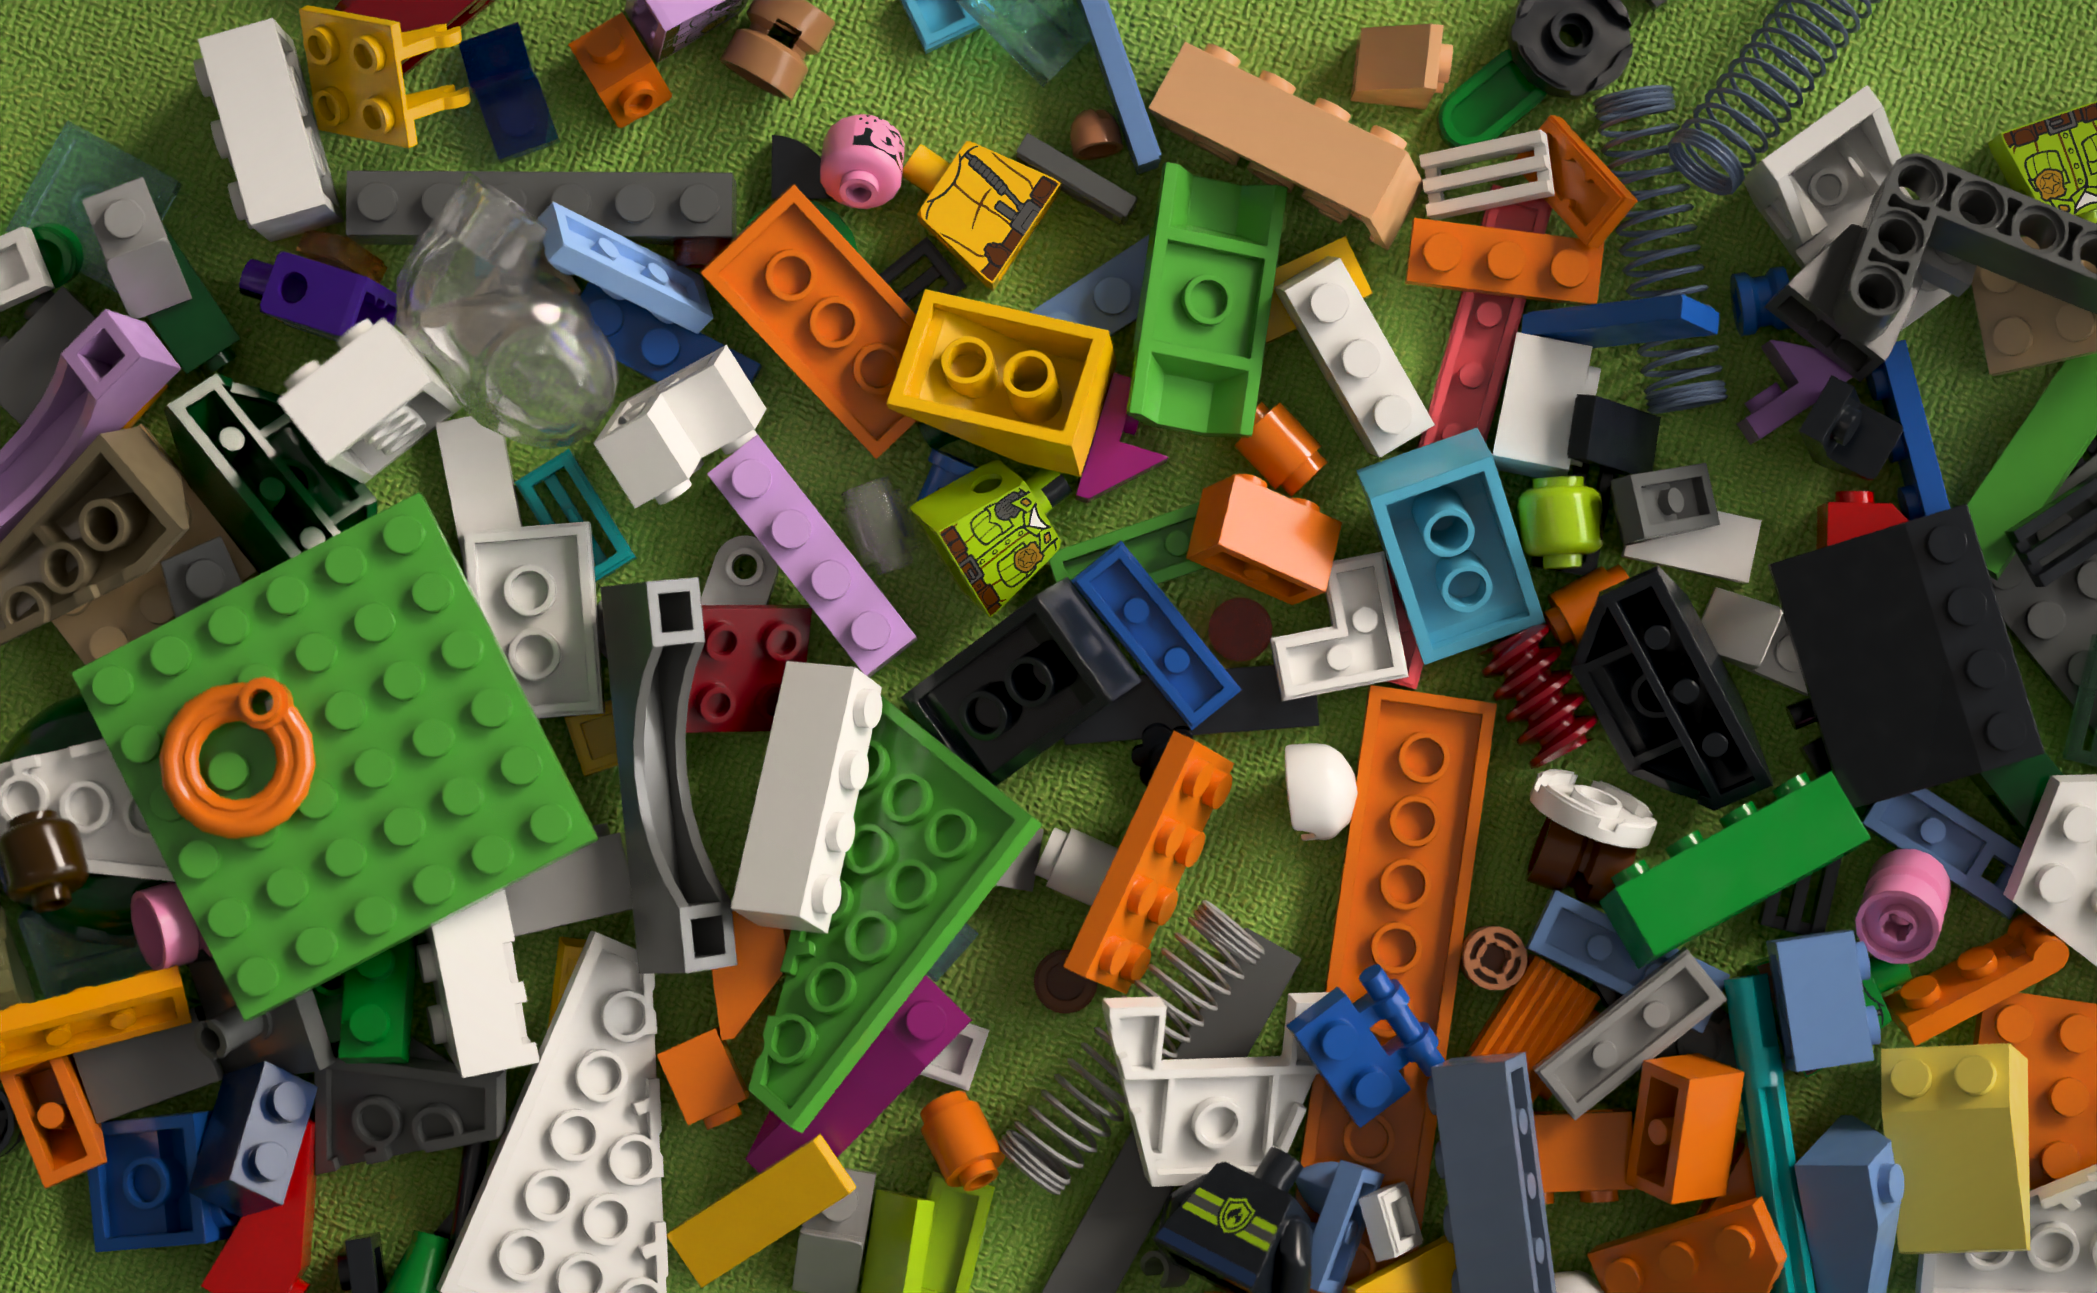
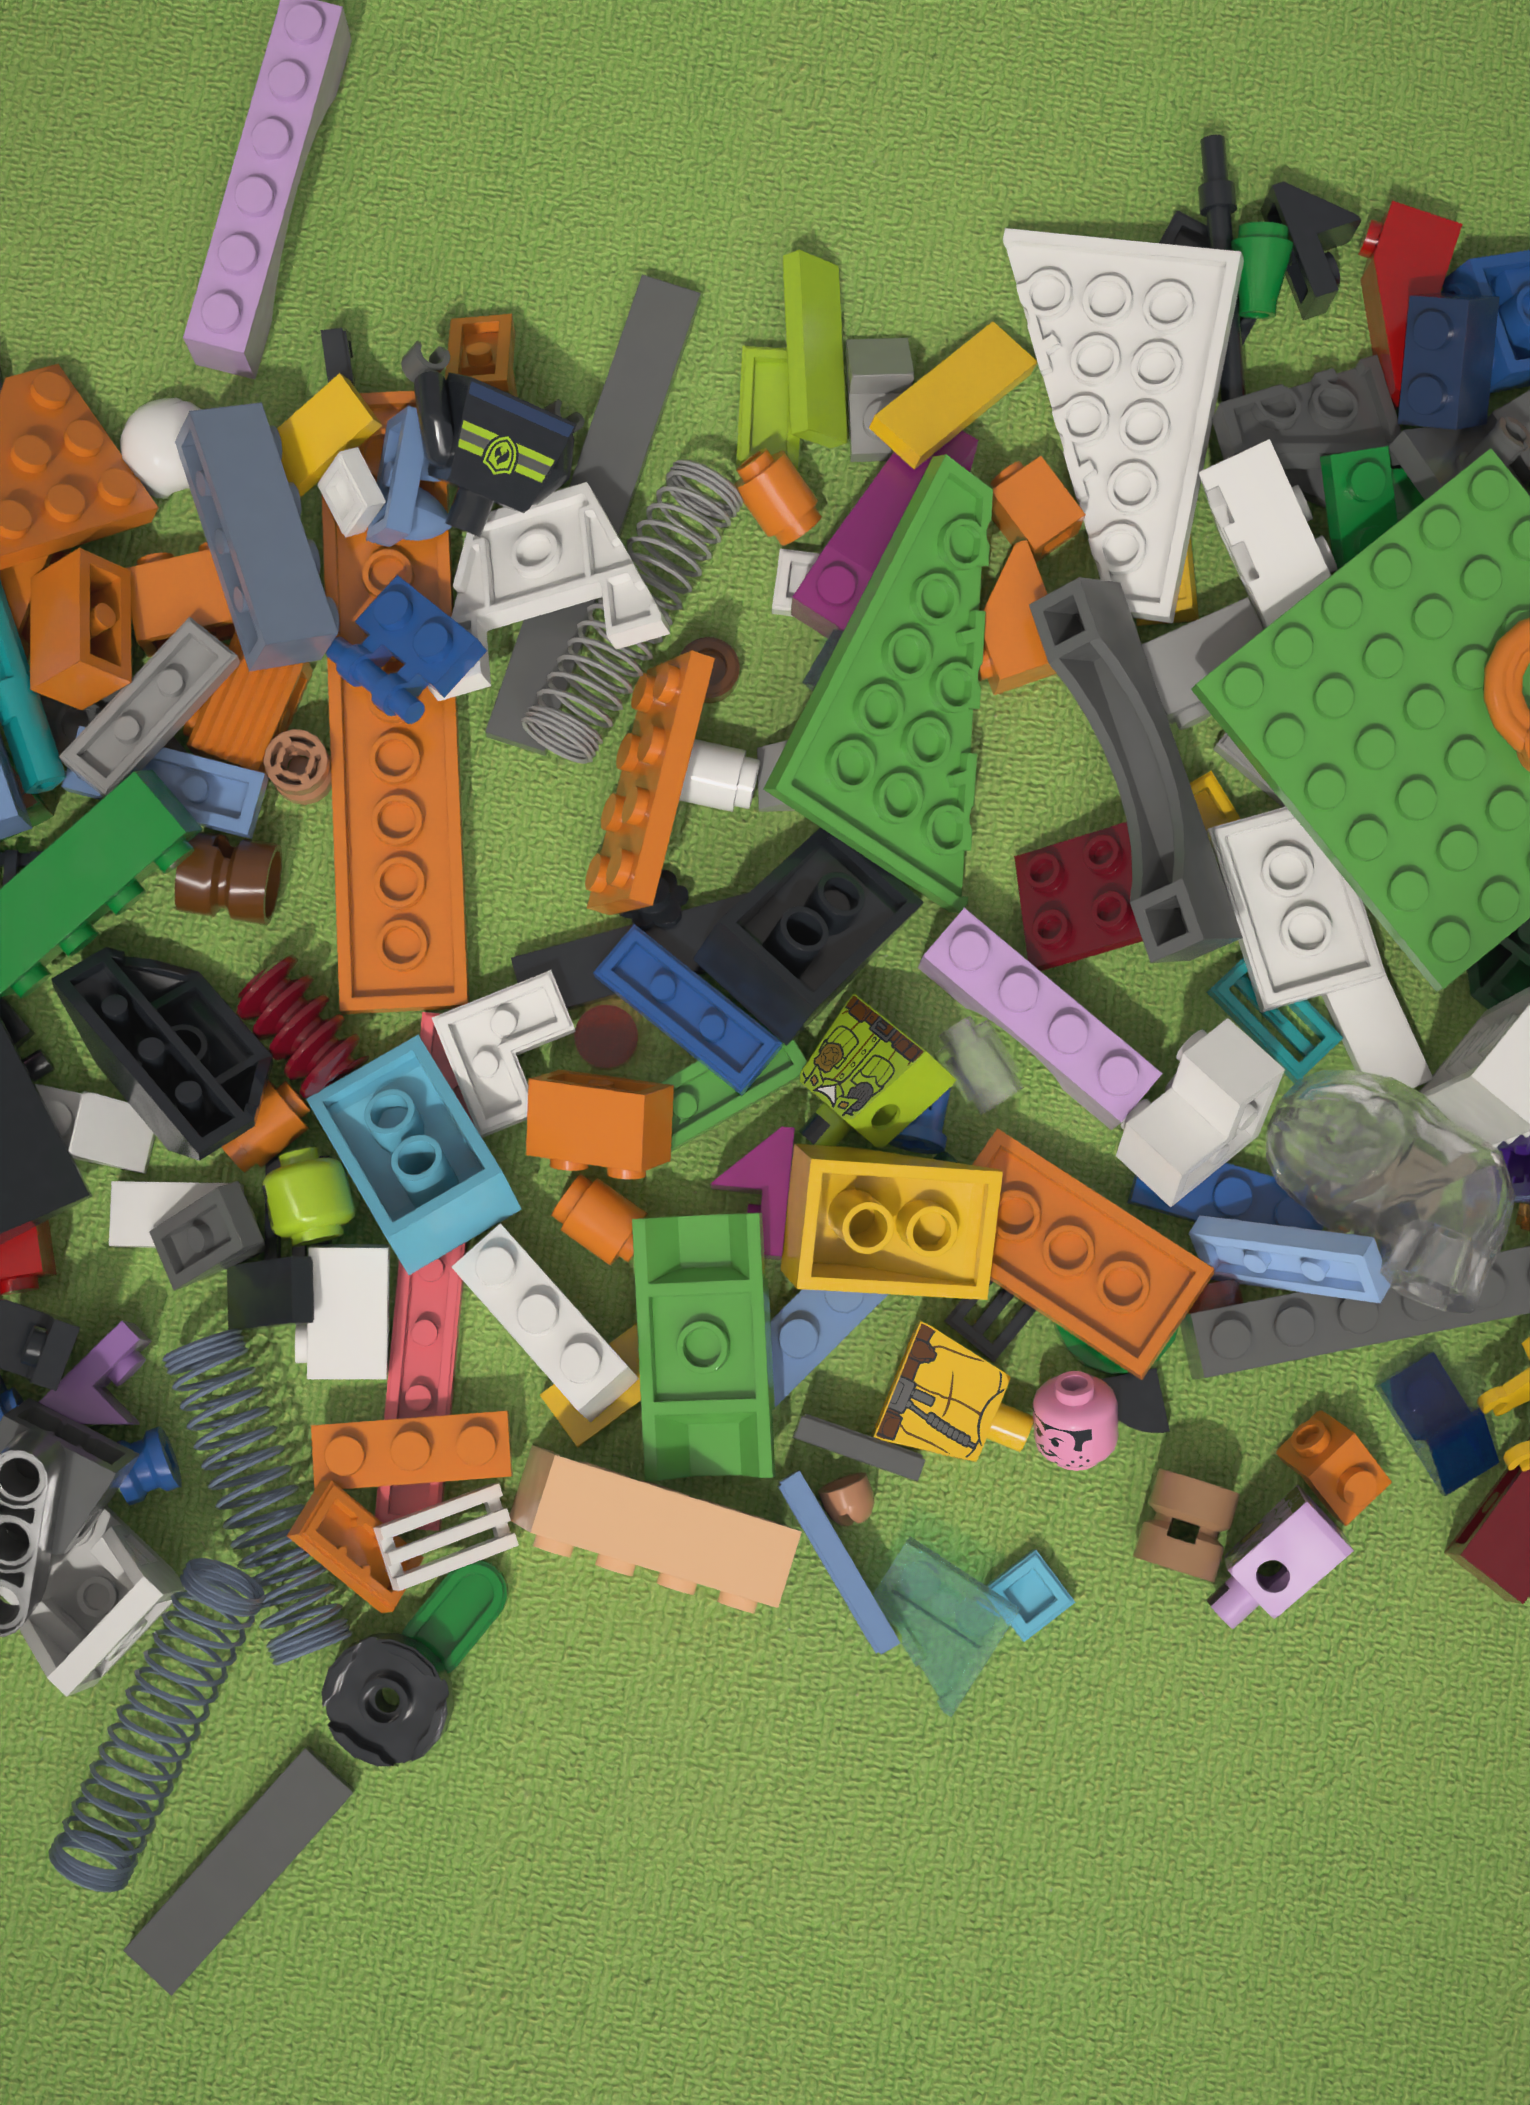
camera: 165 degrees right, 5 degrees down
(727, 589) = (1109, 971): white plate -> none
(807, 797) = (995, 777): white brick -> none
(1319, 790) = (499, 890): white hair -> none
(1401, 65) = (554, 1630): light nougat slope -> none
(1593, 810) = (225, 920): white tile -> none
(1625, 321) = (280, 1406): blue tile -> none

